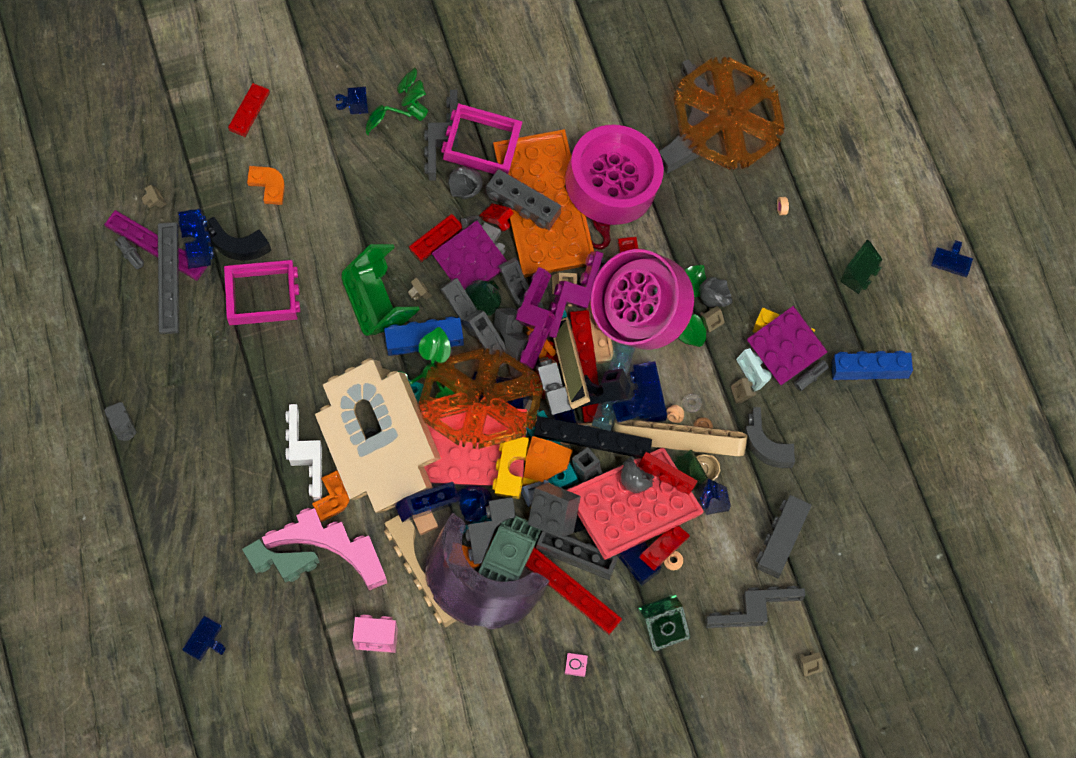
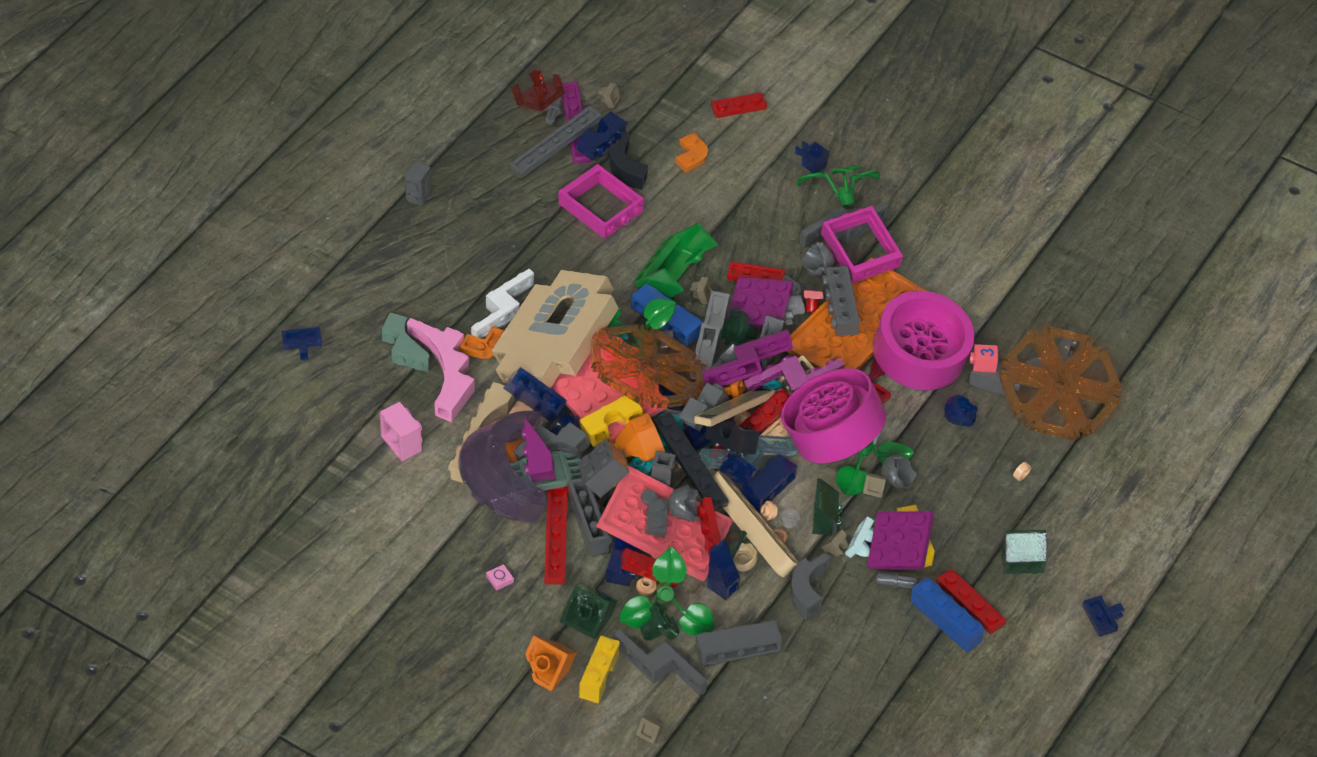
camera: 50 degrees right, 20 degrees down
(103, 250) = (540, 94): none -> clear red panel
(504, 551) = (540, 459): none -> magenta slope
(627, 505) = (655, 514): none -> dark grey hinge
(669, 146) = (984, 358): none -> coral brick
(692, 690) = (549, 661): none -> orange slope
(694, 202) = (960, 411): none -> clear blue hair
(699, 538) = (666, 569): none -> green plant
(710, 374) = (826, 509): none -> clear green slope
(723, 649) = (601, 662): none -> yellow arch
(724, 577) = (660, 624): none -> clear green tile
(867, 338) = (971, 601): none -> red plate

